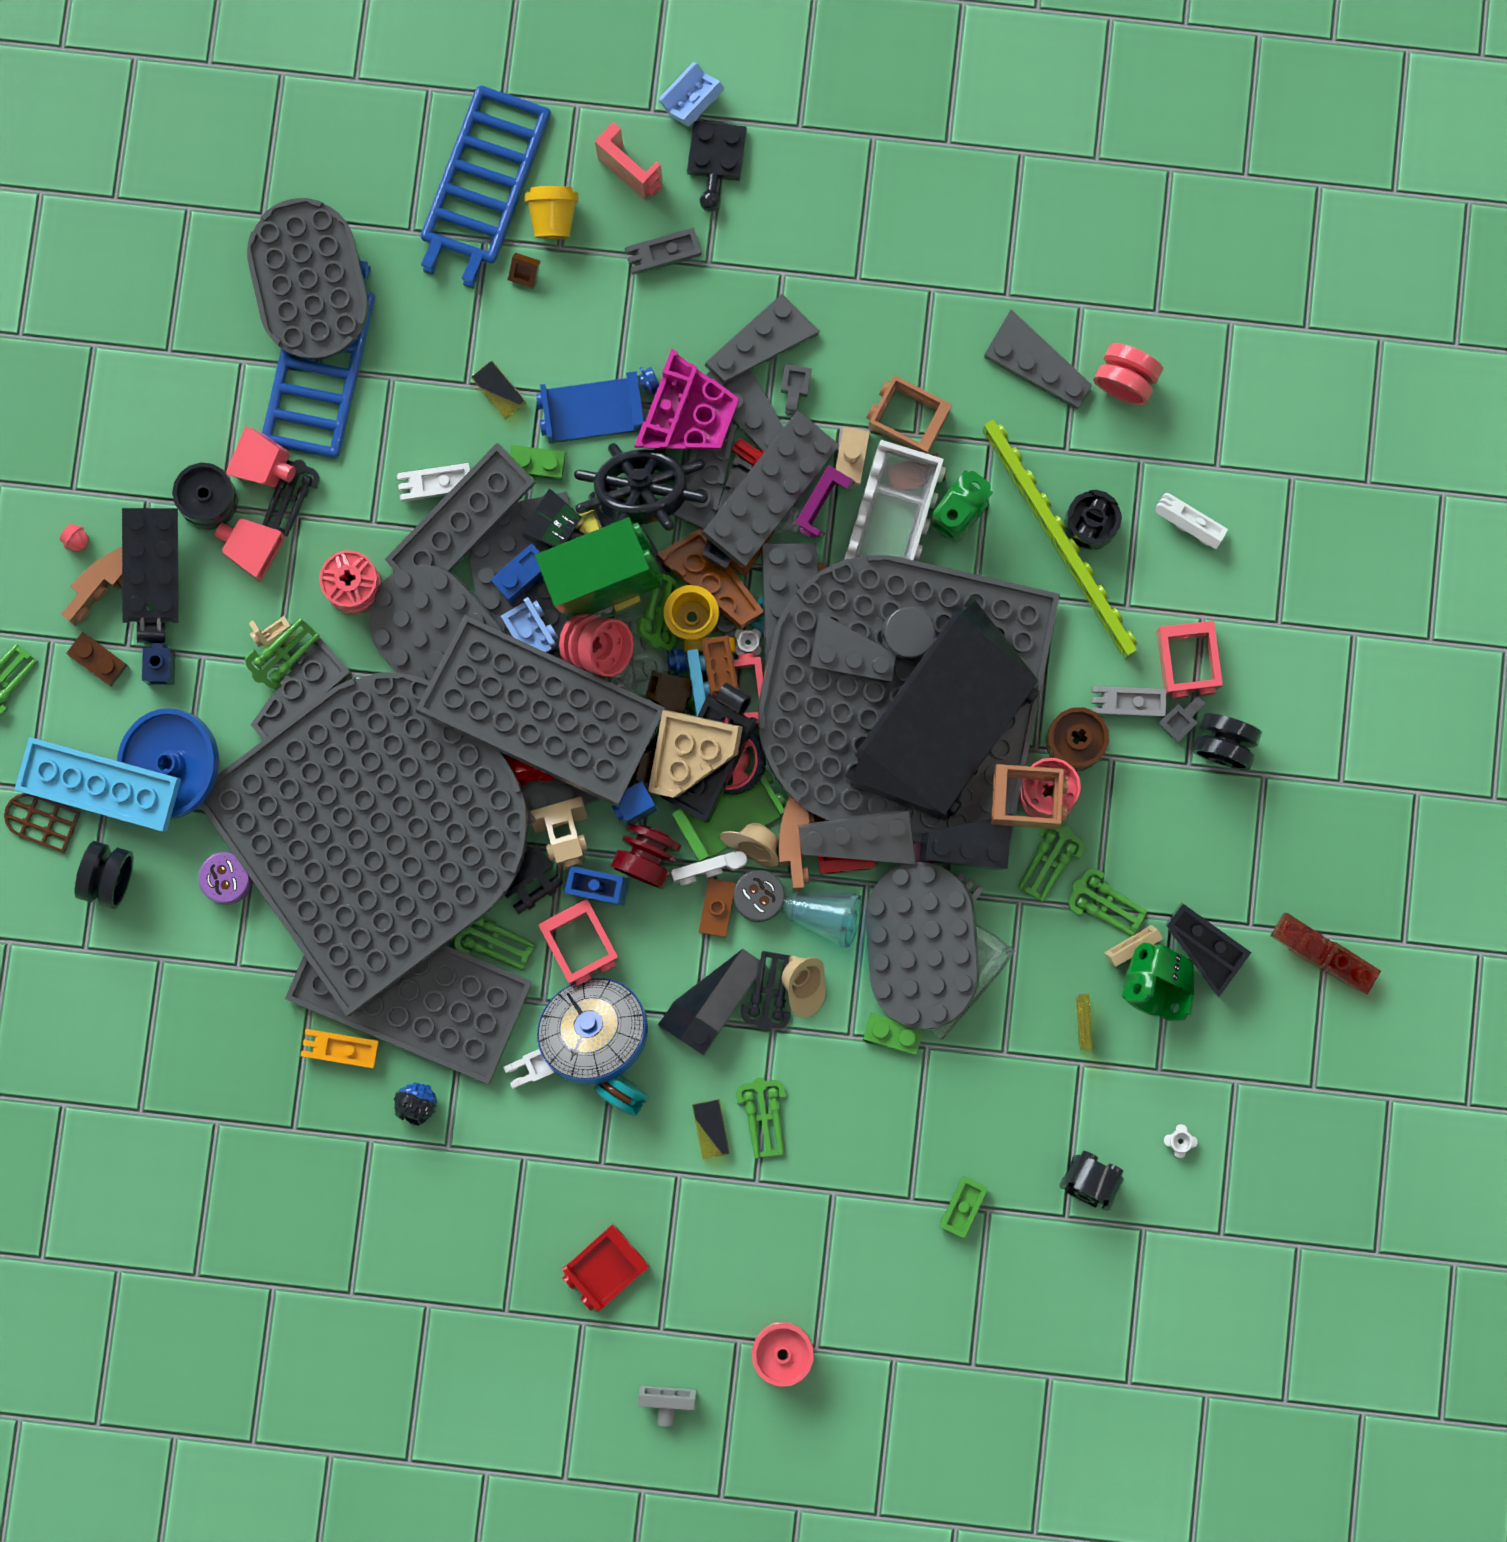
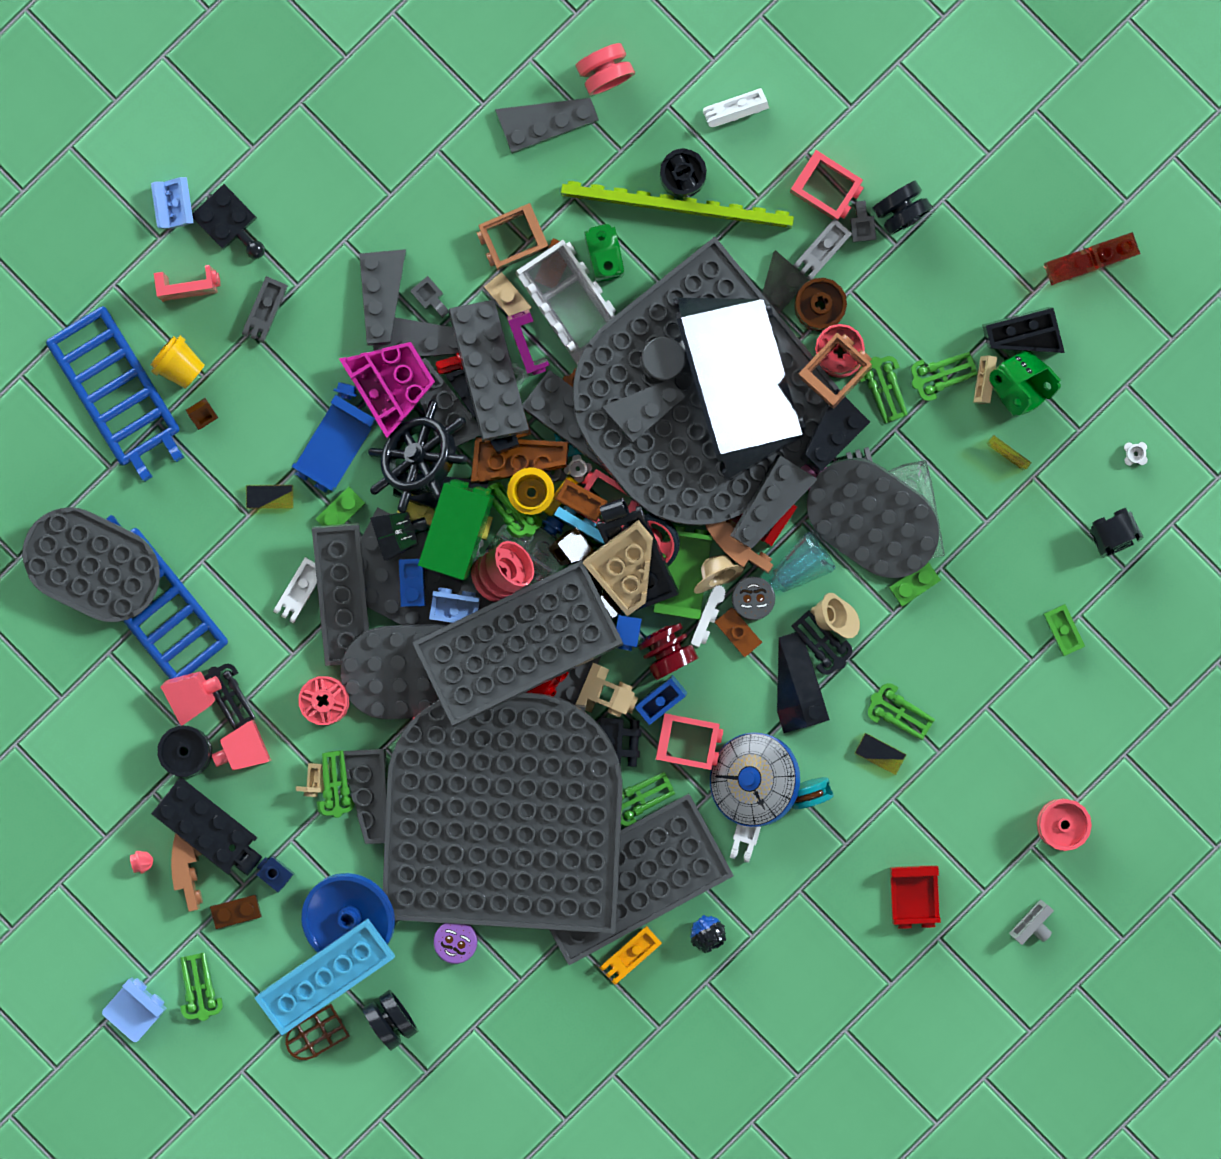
camera: 50 degrees left, 5 degrees up
(1068, 689) = (782, 282): none -> clear smoke wing

